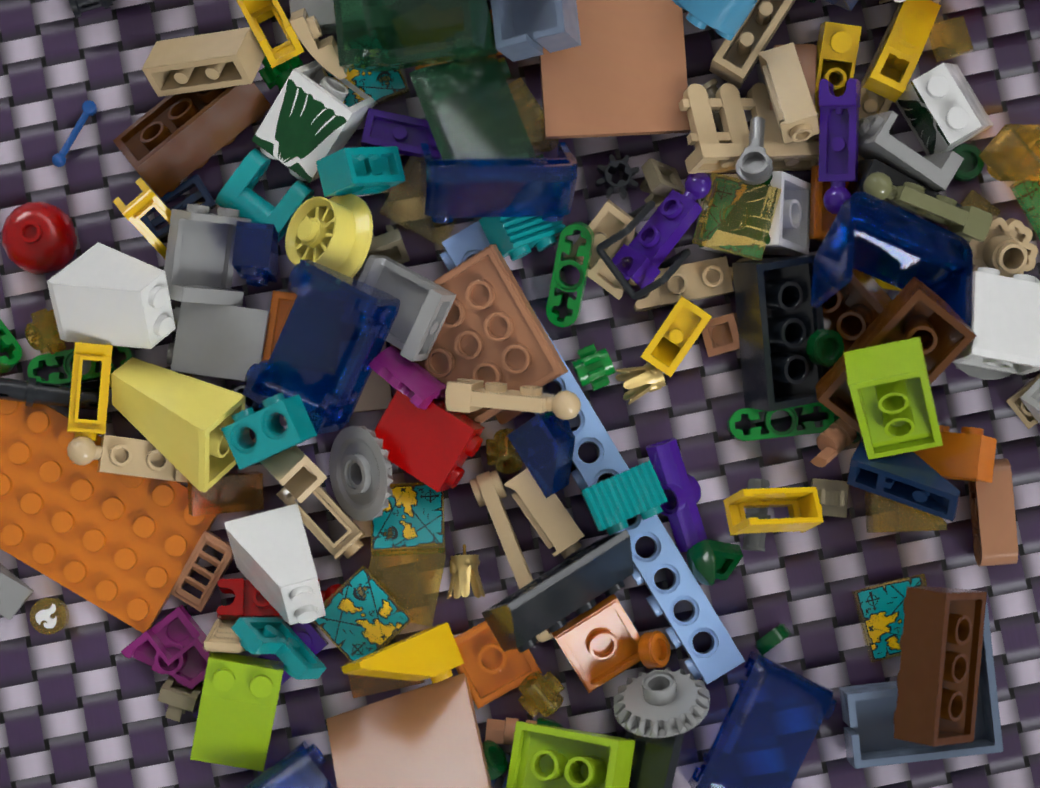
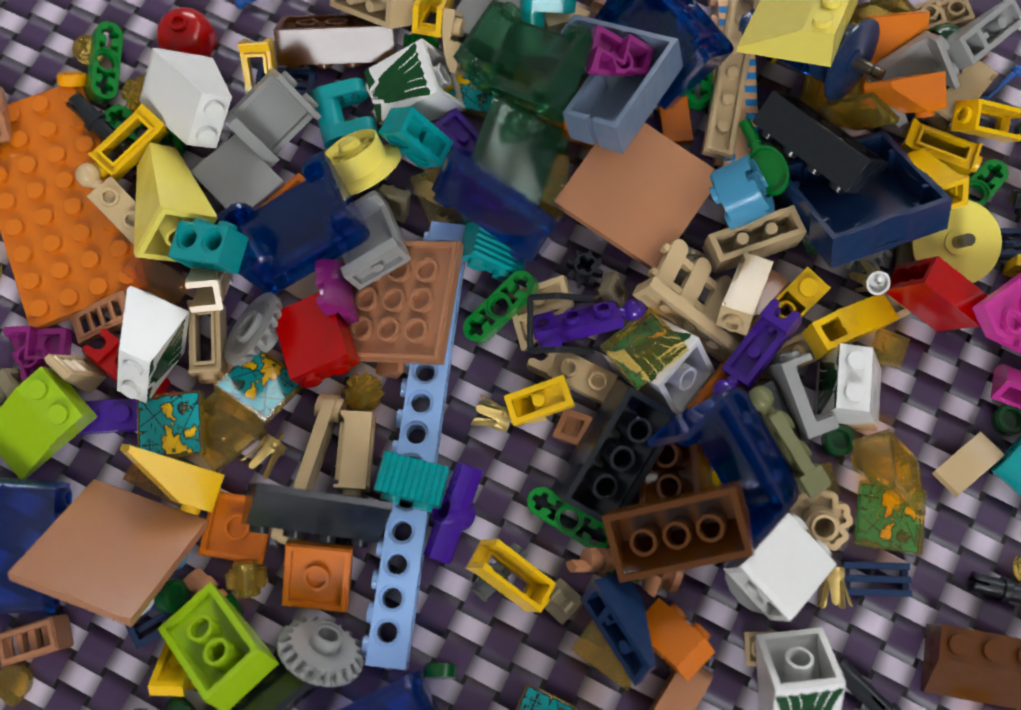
camera: 40 degrees right, 10 degrees down
(256, 253) = (305, 136): clear blue slope -> none
(274, 636) = (102, 394): teal plate -> none
(470, 395) = (371, 335): tan plate -> none
(546, 449) = (386, 408): clear blue slope -> none
(593, 367) = (467, 380): green gear -> none
(654, 649) = (350, 610): orange tile -> none
(713, 560) = (441, 578): dark green plate -> none
(754, 164) = (682, 317): flat silver plate -> none
(825, 347) = (638, 487): dark green tile -> none
(893, 398) = (656, 555): lime slope -> none

